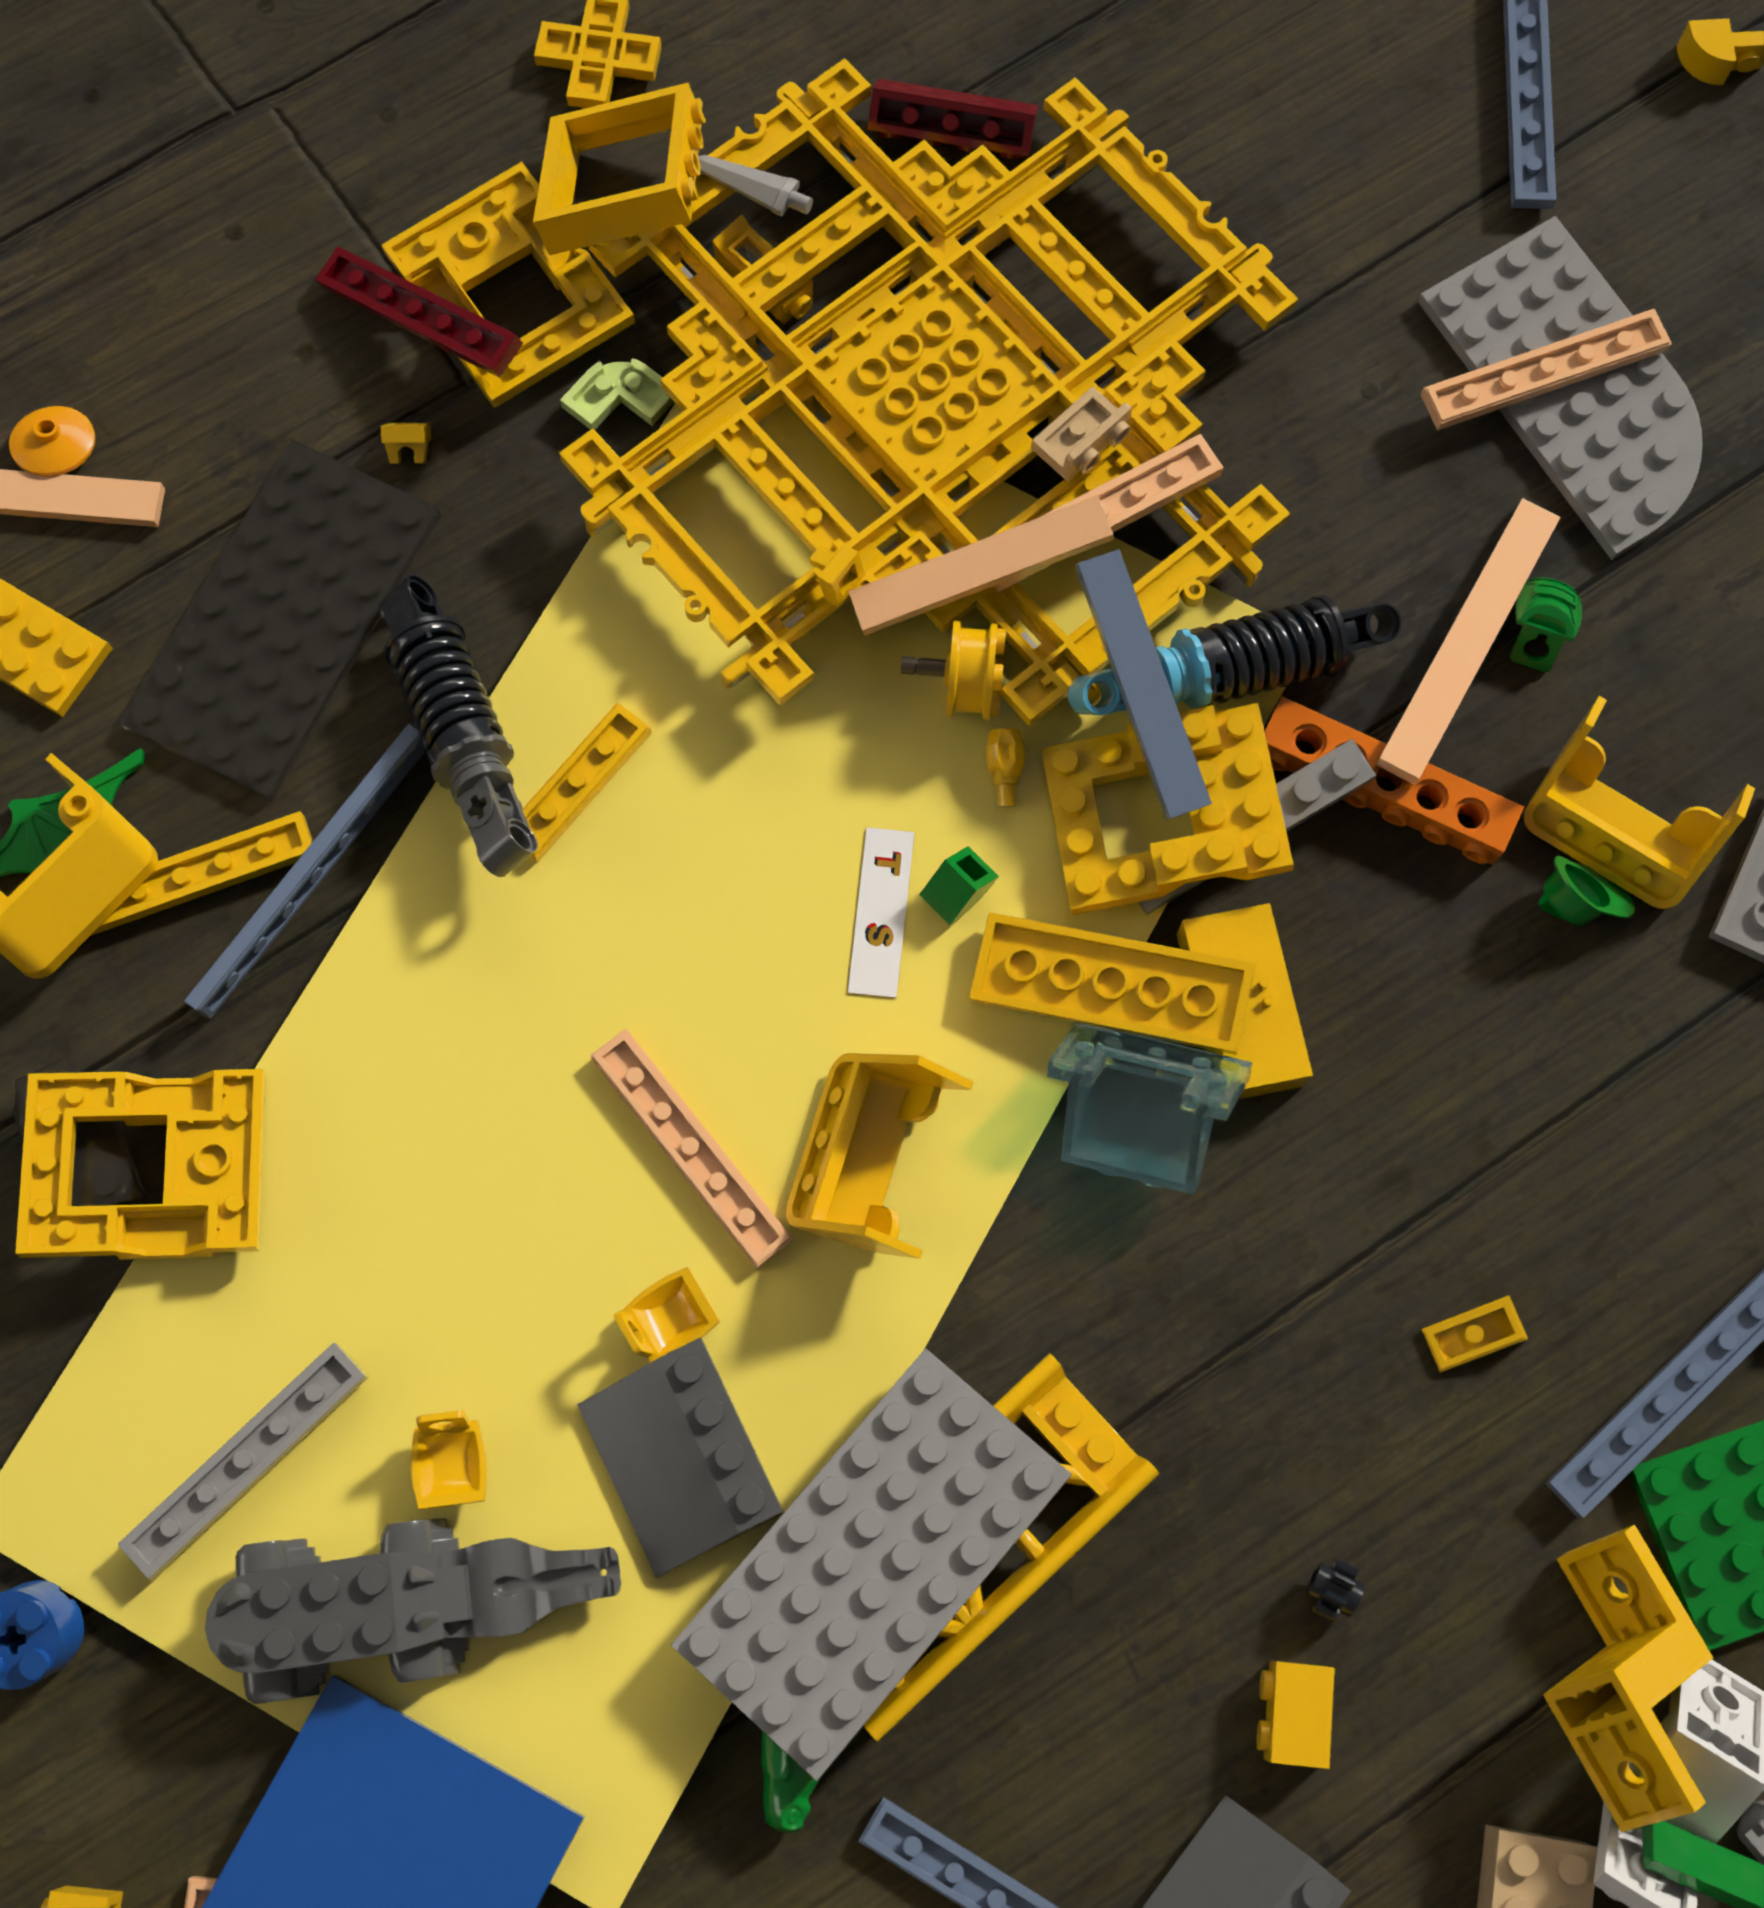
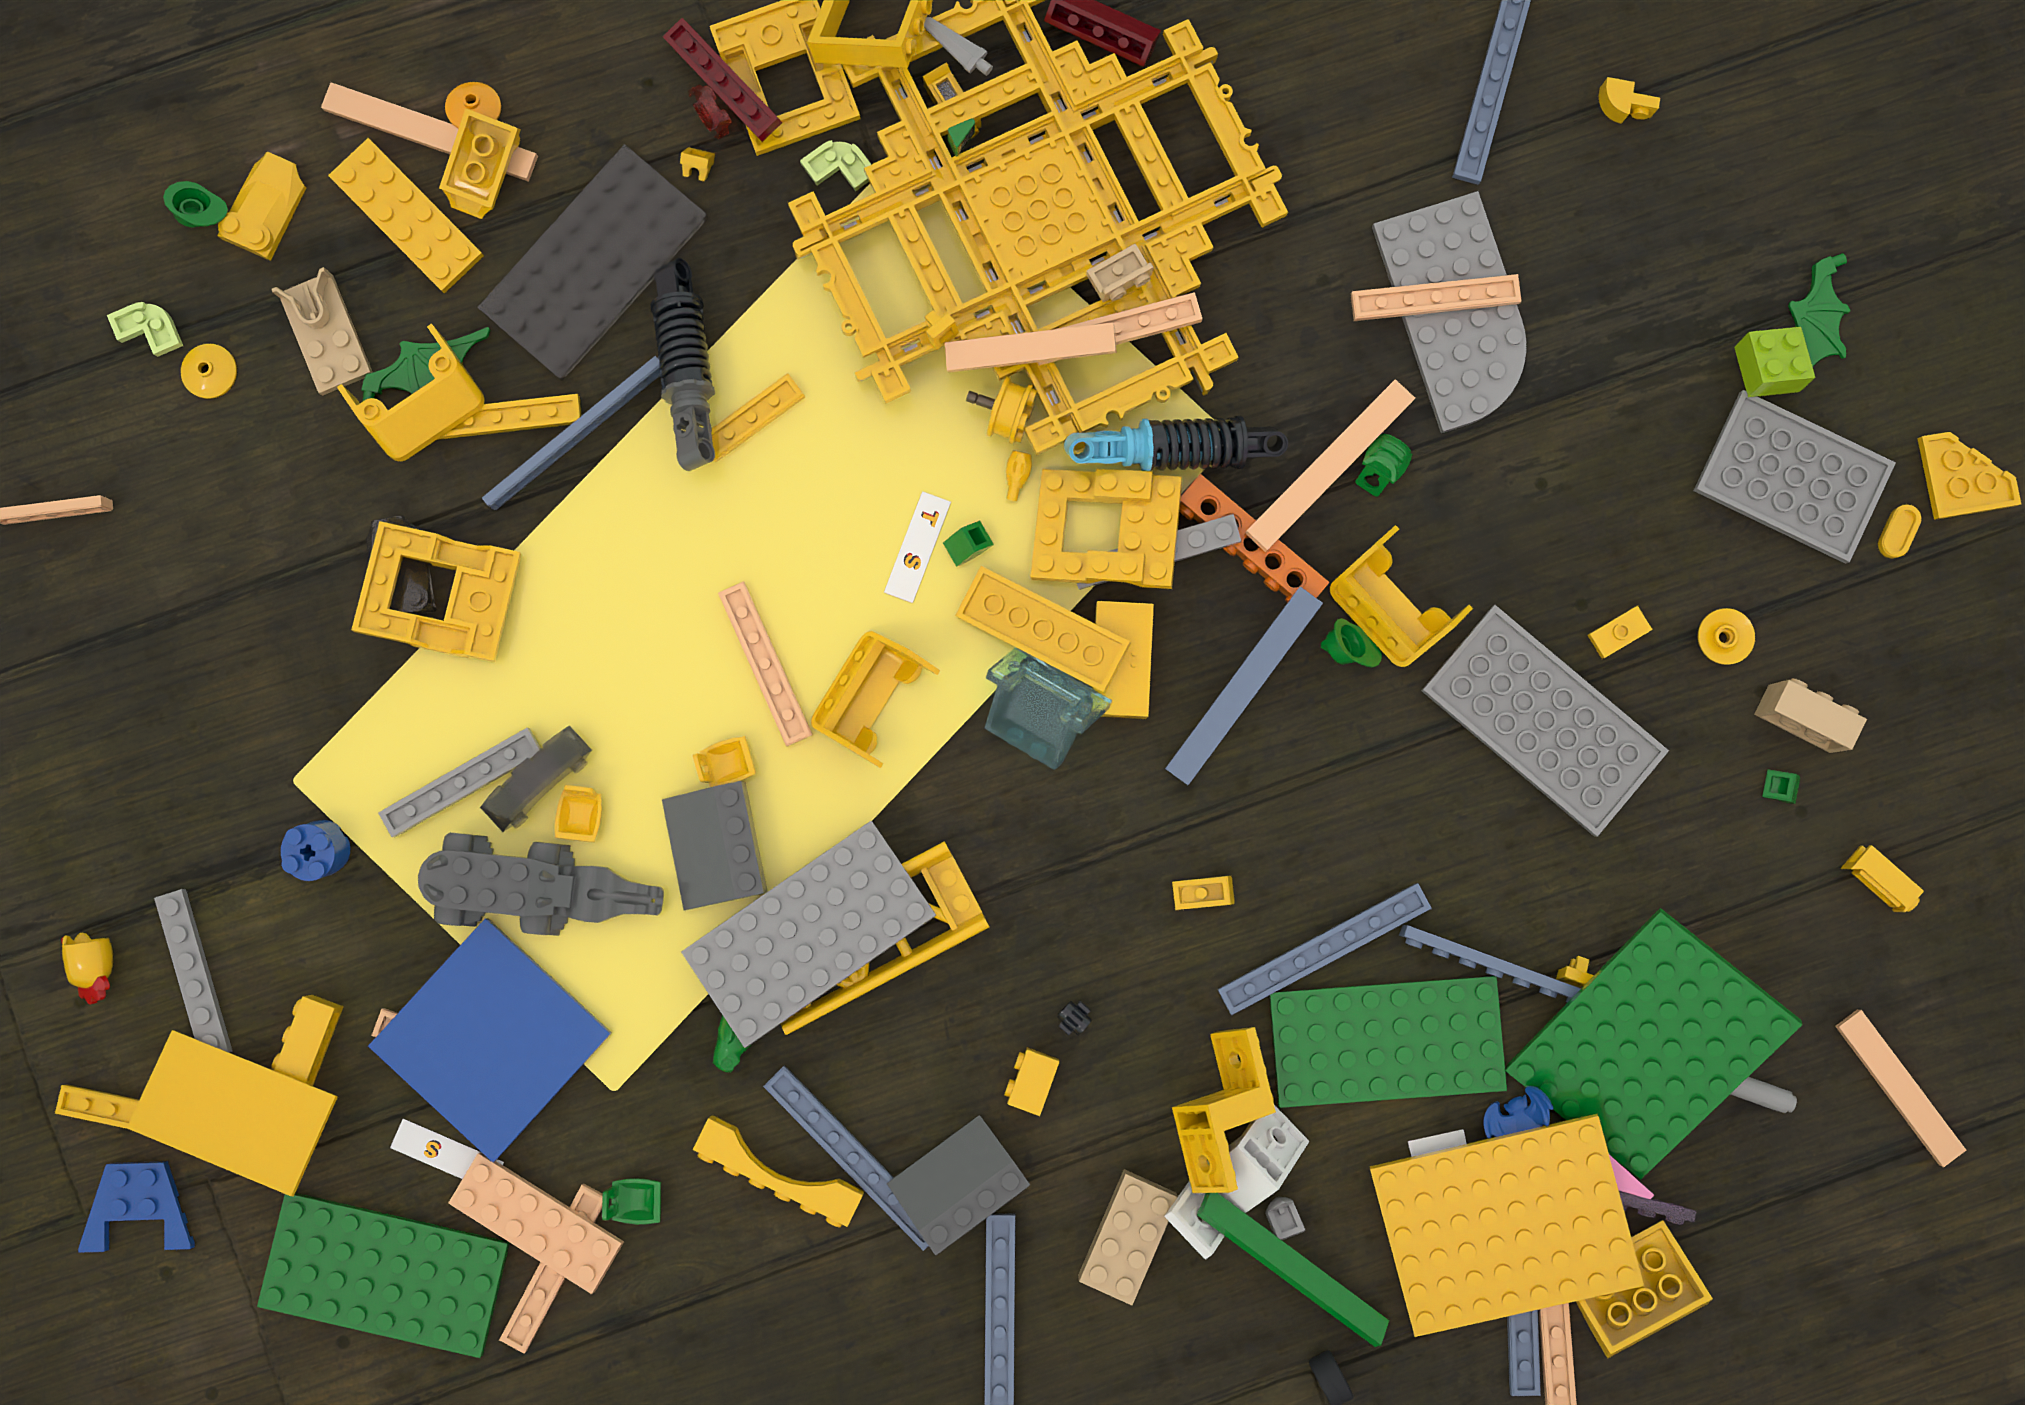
camera: 15 degrees right, 10 degrees up
(76, 512) = (478, 163): none -> yellow slope
(363, 1420) = (535, 777): none -> clear smoke brick
(409, 360) = (709, 111): none -> clear red plate
(792, 297) = (960, 135): none -> green slope
(1143, 684) = (1108, 450): sand blue tile -> none
(1442, 996) = (1244, 685): none -> sand blue tile

